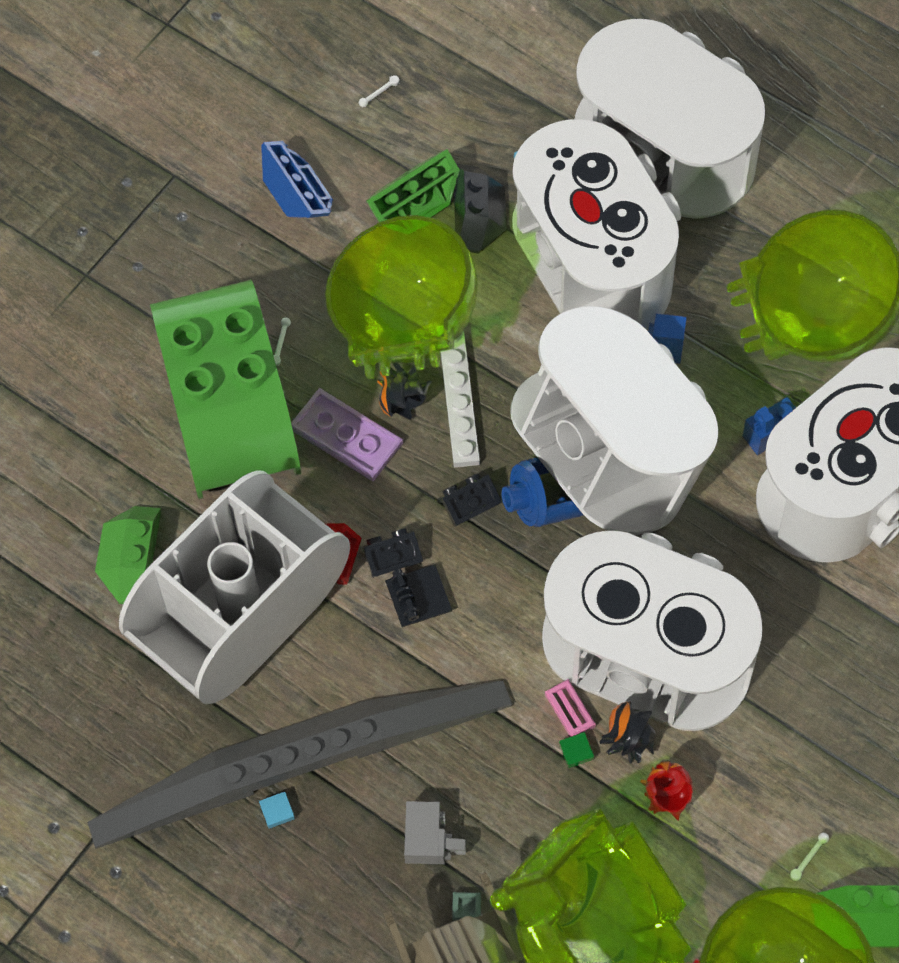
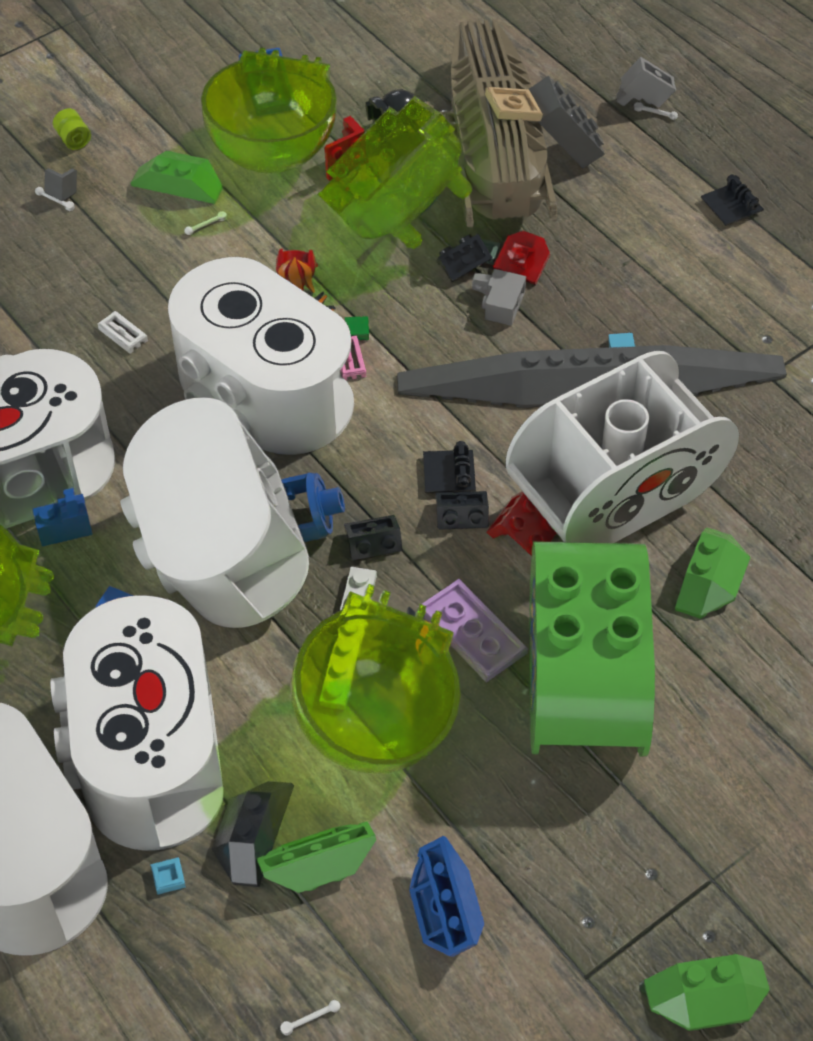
camera: 165 degrees left, 10 degrees down
(73, 183) = (708, 991): none -> bright green wedge
(285, 322) = (523, 724): white hinge -> none
(417, 898) = (524, 255): none -> red piece
(495, 864) = (464, 257): none -> black bracket
(824, 682) = (119, 334): none -> white tile

